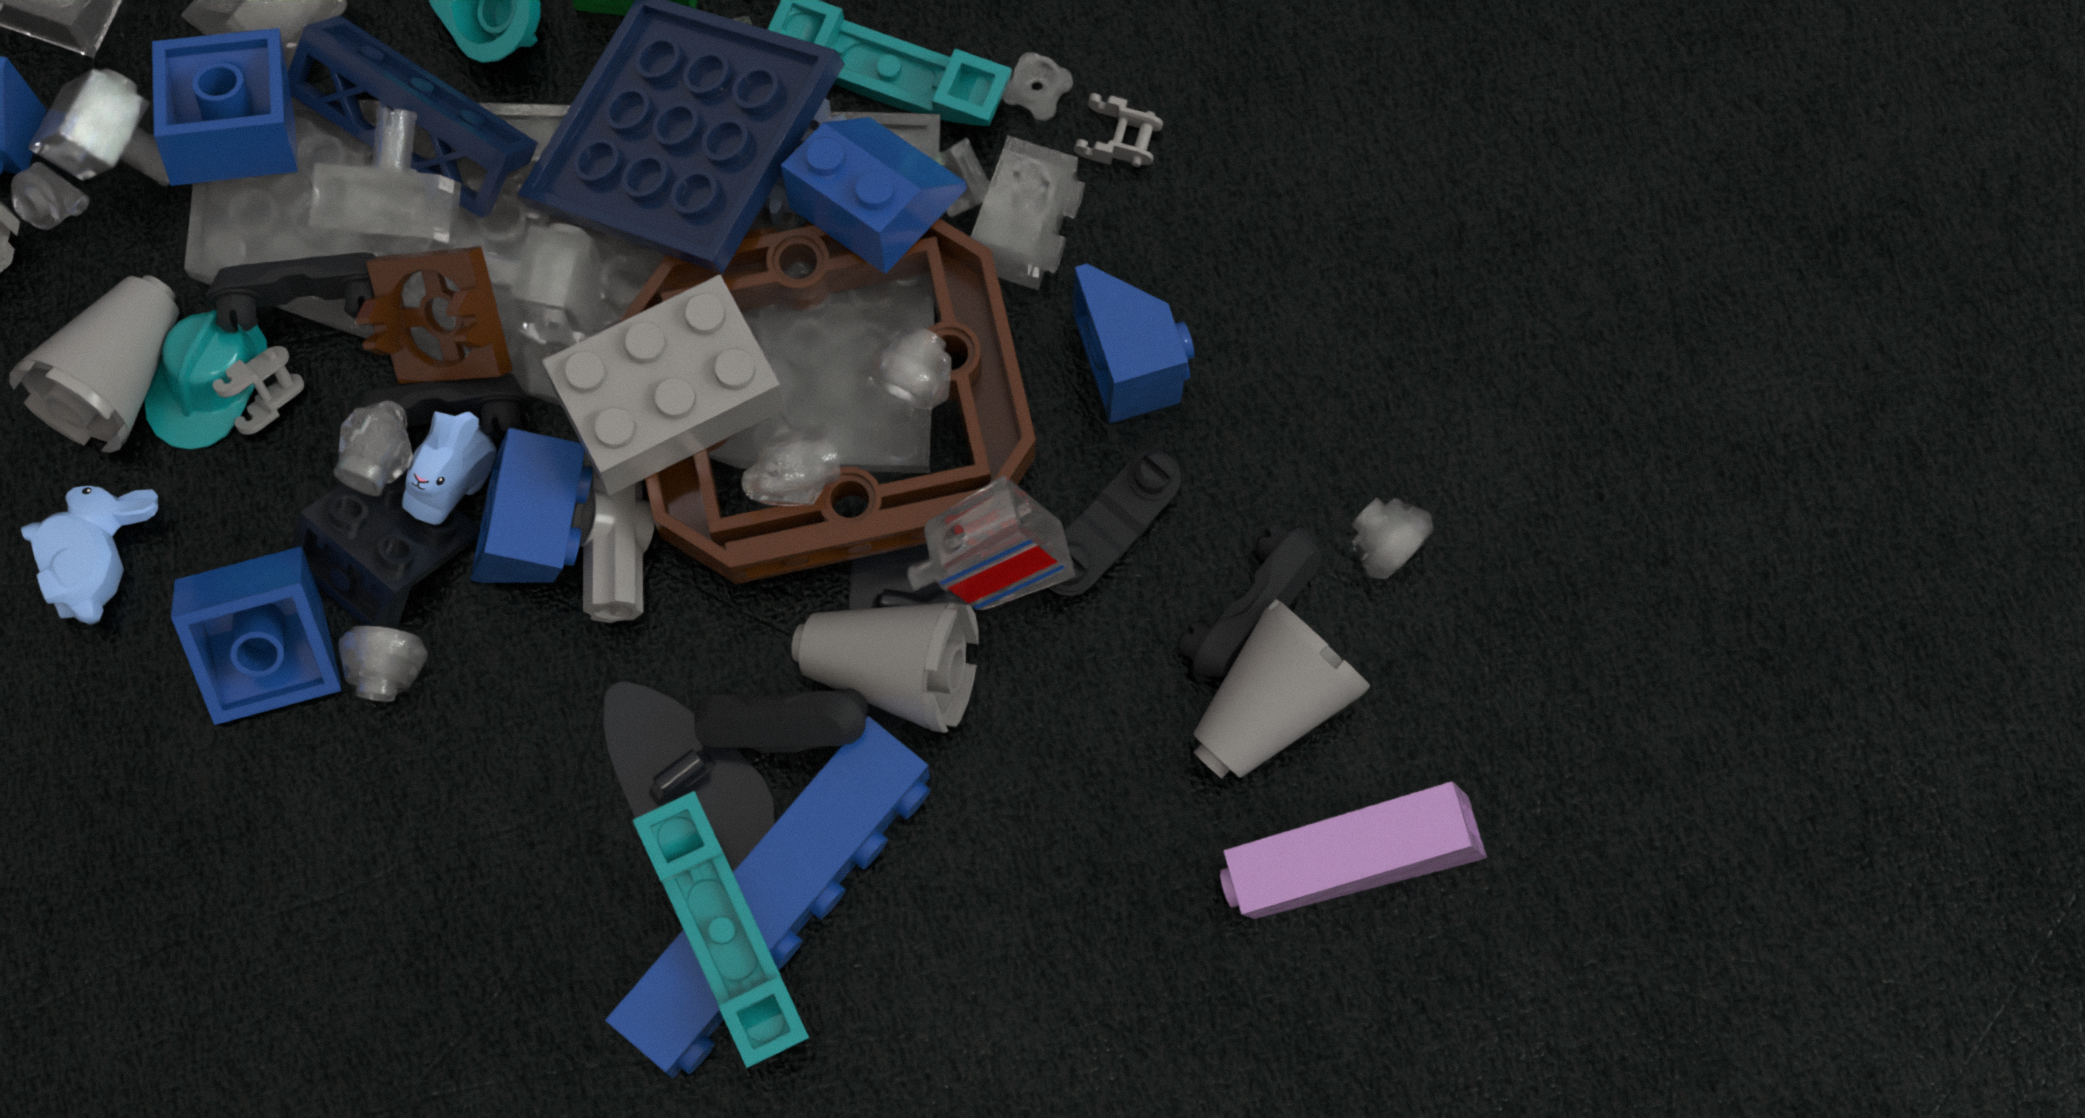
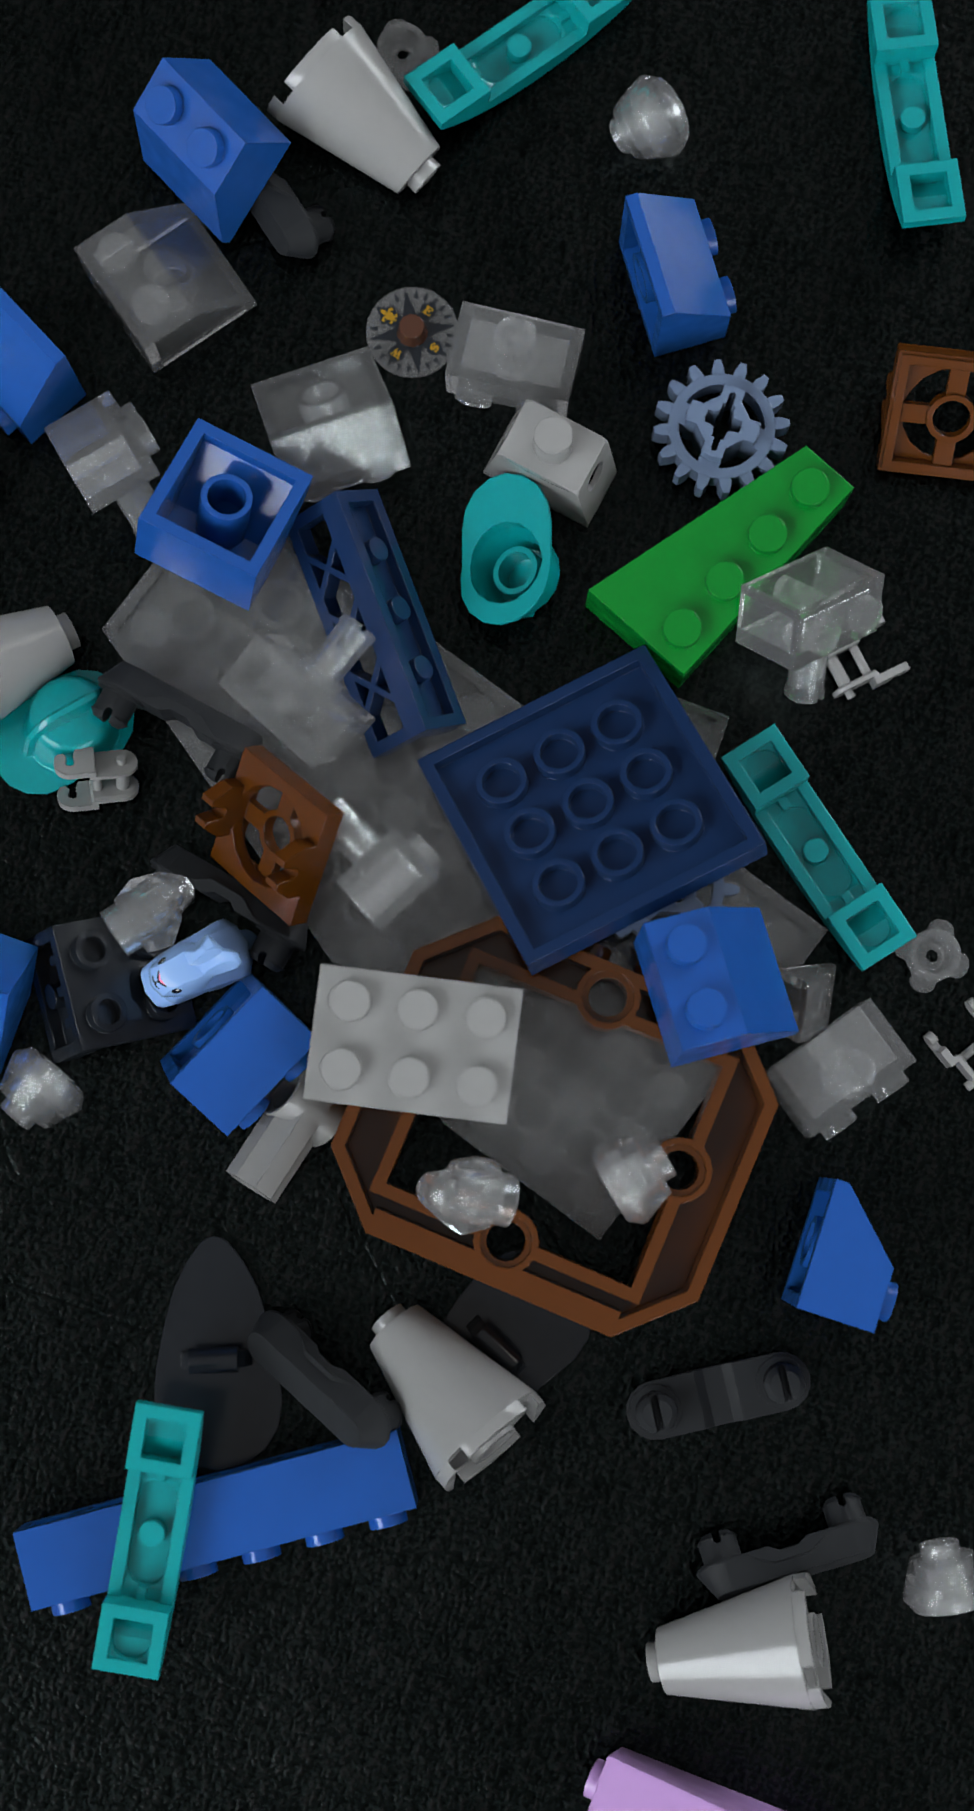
camera: 40 degrees right, 10 degrees up
(45, 197) = (33, 479): clear plate -> none
(992, 548) = (594, 1369): clear torso -> none

